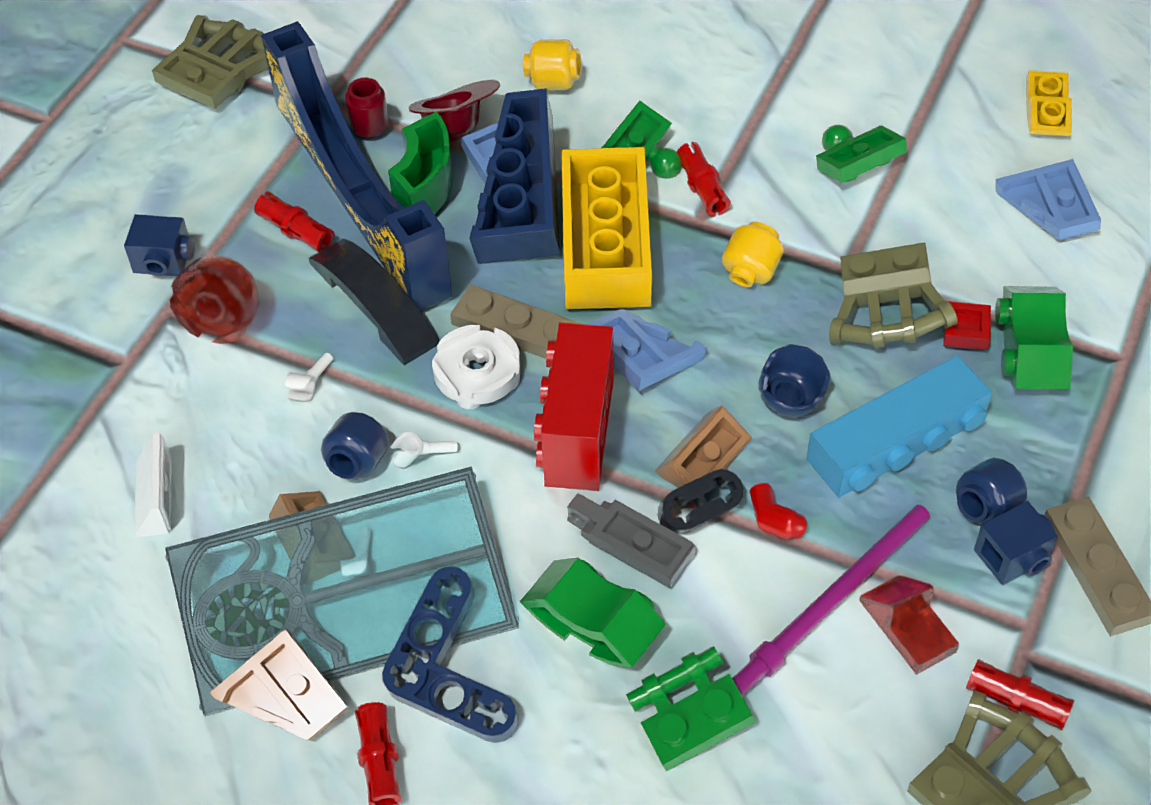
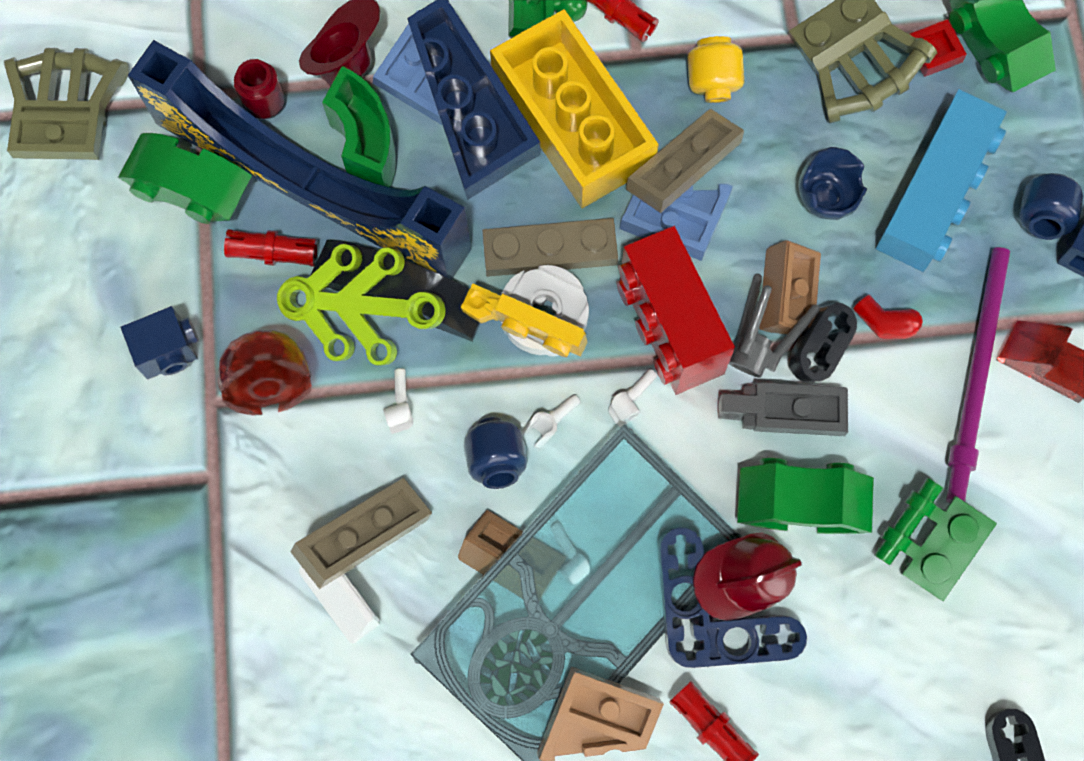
camera: 30 degrees left, 20 degrees up
(198, 442) = (360, 533): none -> dark tan plate
(266, 146) = (200, 183): none -> green brick
(289, 263) = (352, 303): none -> lime plant
(447, 352) = (524, 319): none -> yellow hinge
(490, 465) = (622, 406): none -> white hand
(492, 645) = (744, 576): none -> dark red piece
(630, 473) = (752, 349): none -> dark grey plant
(674, 305) = (685, 160): none -> dark tan plate

